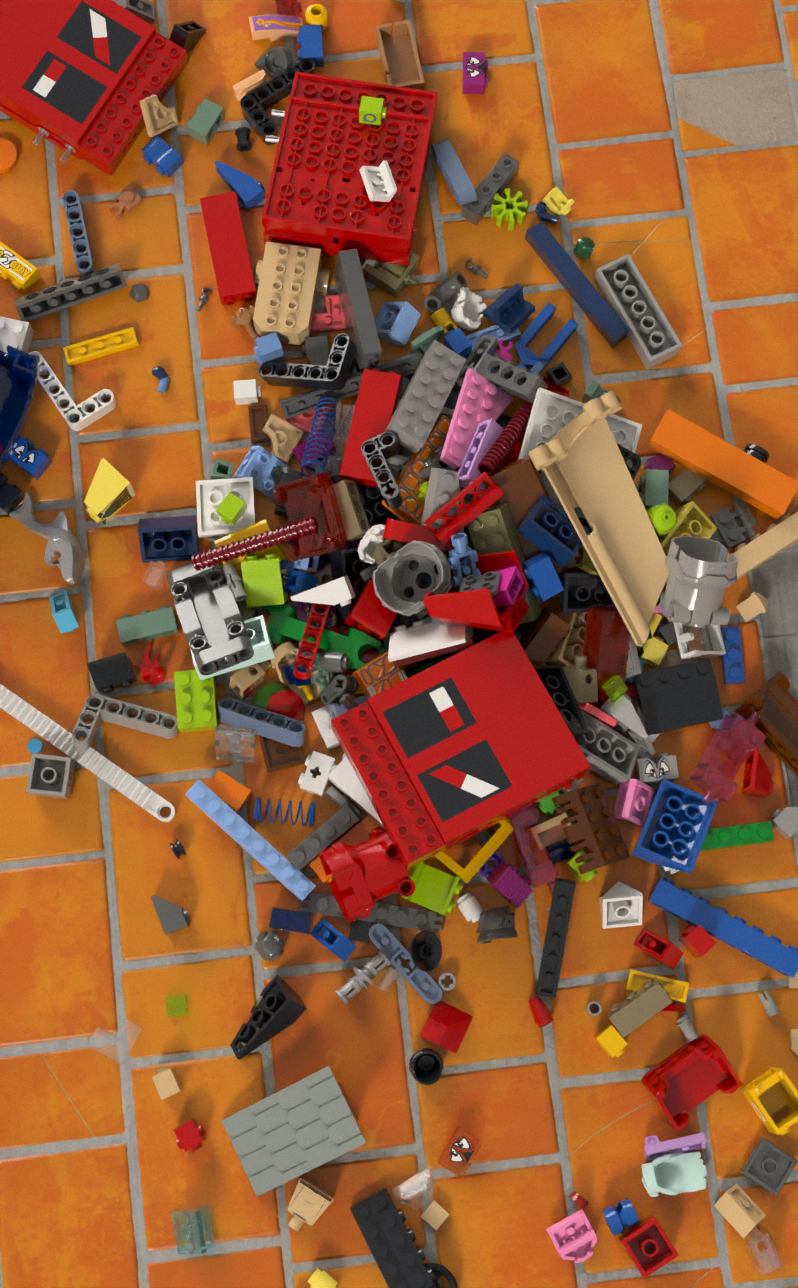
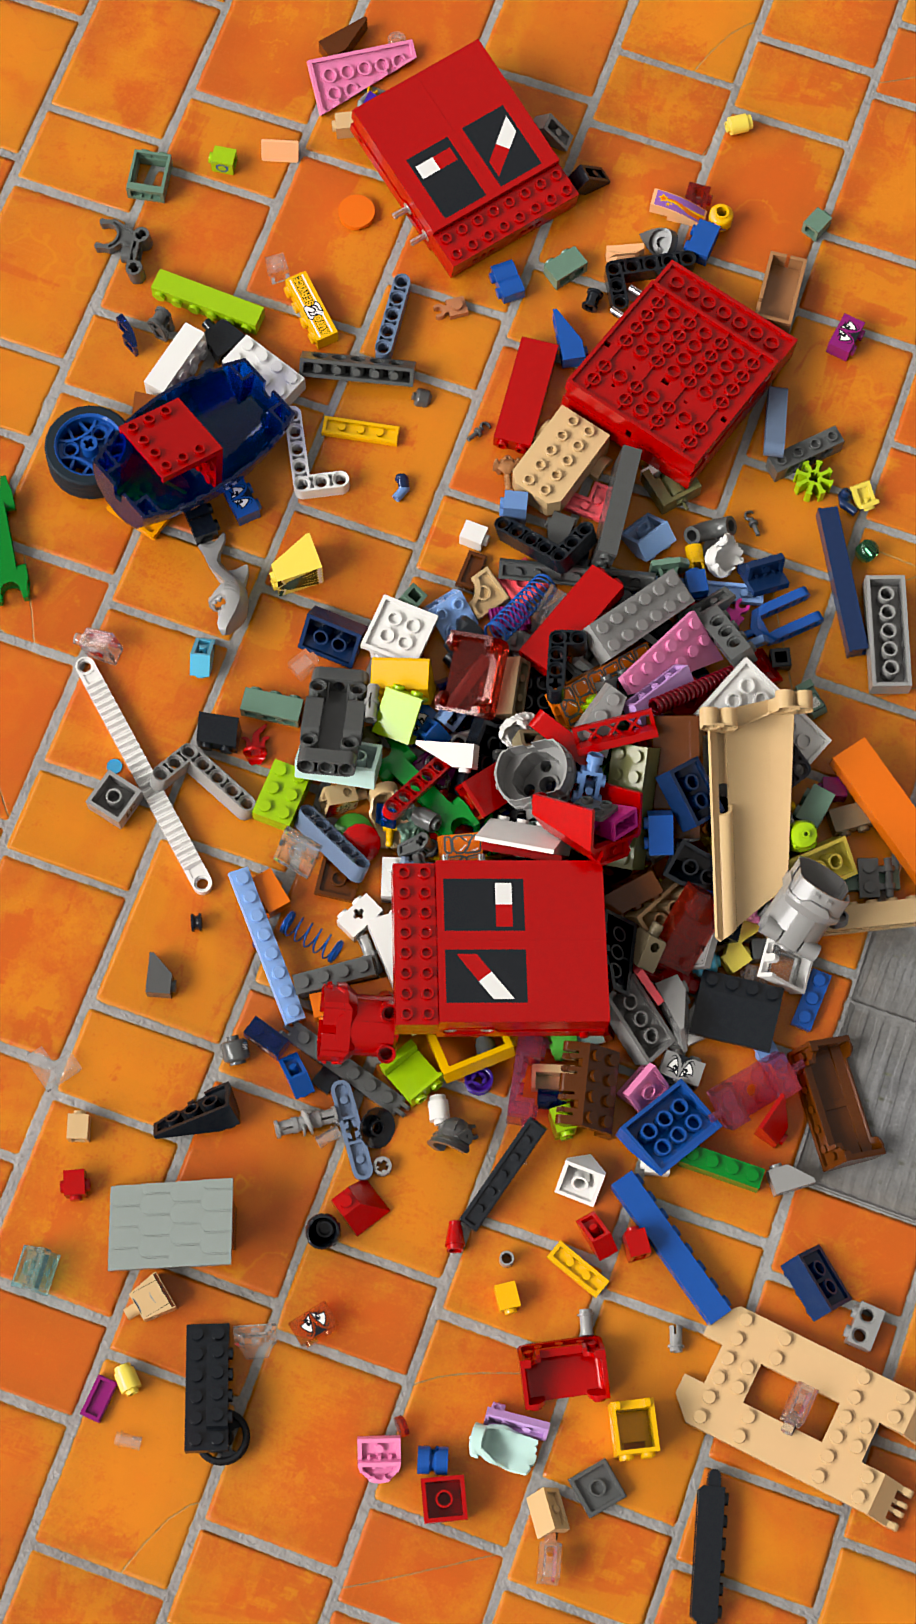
camera: 25 degrees right, 5 degrees down
(156, 116) = (520, 242): tan tile -> none
(176, 1005) = (122, 1063): clear neon green tile -> none
(231, 509) = (402, 635): lime brick -> none
(254, 543) = (410, 676): dark red piece -> none
(372, 110) = (723, 328): lime brick -> none
(379, 182) = (693, 398): white bracket -> none
(435, 1215) = (261, 1371): tan tile -> none
(509, 884) = (486, 1105): magenta brick -> none
(615, 688) = (677, 970): clear neon green tile -> none
(639, 1006) = (549, 1277): dark tan brick -> none
(675, 1007) = (581, 1295): red tile -> none
(753, 606) = (855, 964): tan tile -> none

